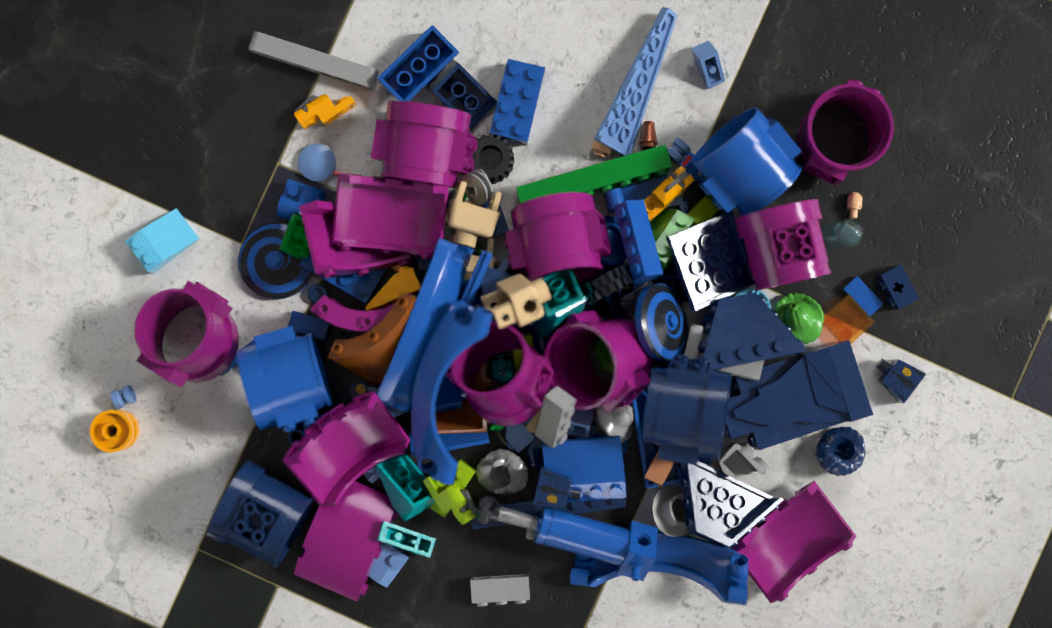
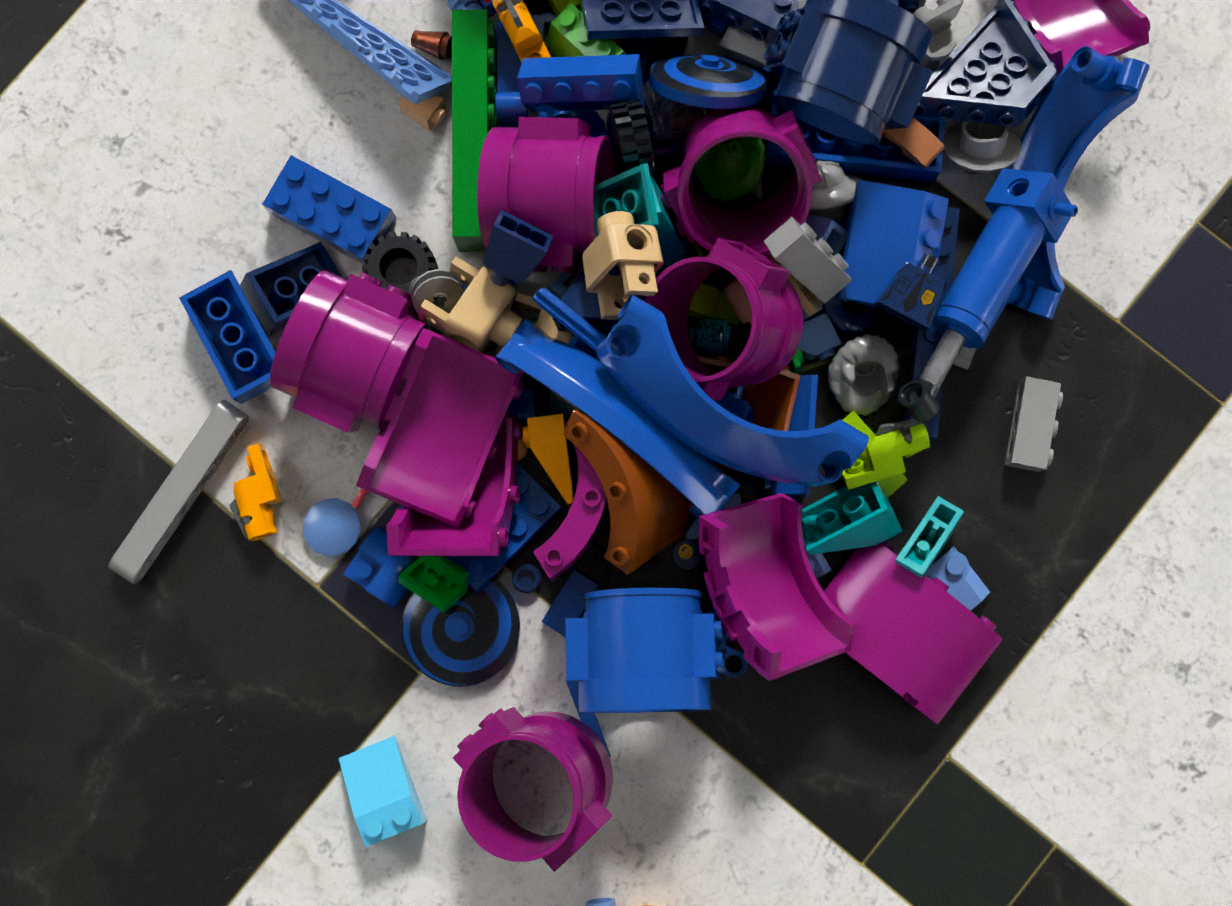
camera: 75 degrees left, 5 degrees down
(259, 515) = (842, 743): dark blue cylinder -> none
(510, 231) = (514, 249): none -> dark blue torso

